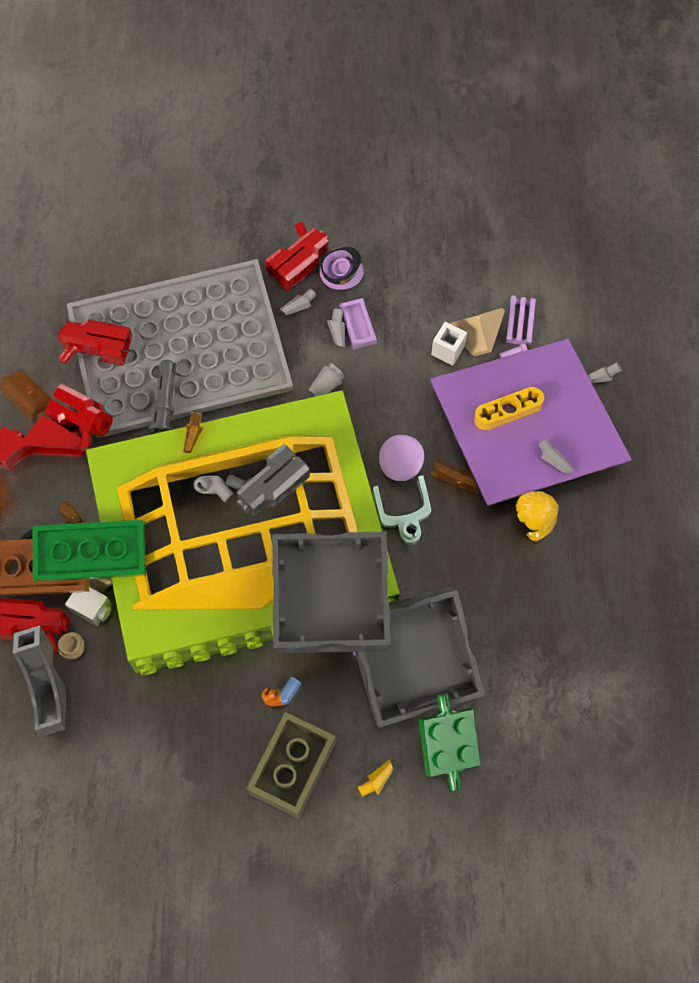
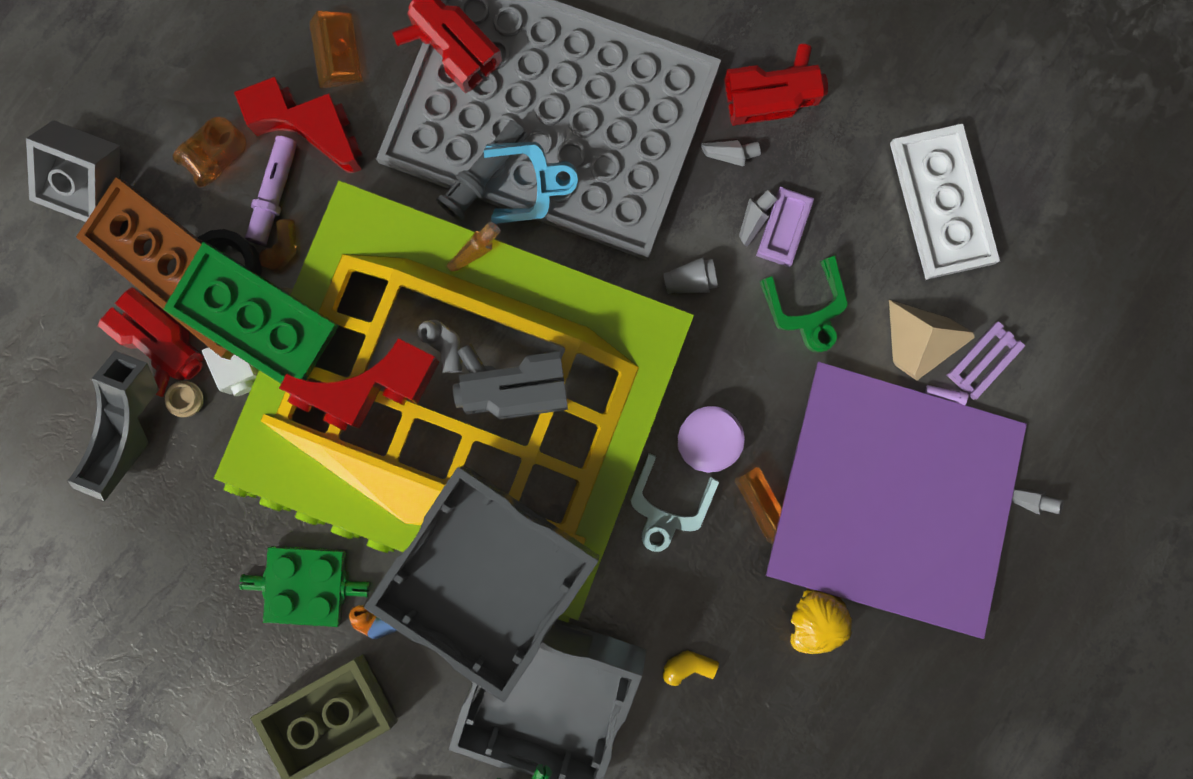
camera: 30 degrees right, 15 degrees up
(45, 503) = (271, 190): none -> lavender pin
(89, 416) = (374, 121): red piece -> none
(180, 551) = (402, 373): none -> red arch
(205, 378) = (547, 180): none -> medium azure piece
(222, 703) = (304, 586): none -> green plate
(341, 268) = (816, 141): lavender piece -> none
(411, 362) = (815, 322): none -> green piece
(435, 254) = (944, 201): none -> white plate
(449, 343) = (873, 334): white brick -> none
(481, 590) = (686, 664): none -> yellow arm
(502, 417) = (908, 485): yellow beam -> none
(554, 457) = (891, 574): light grey bar -> none

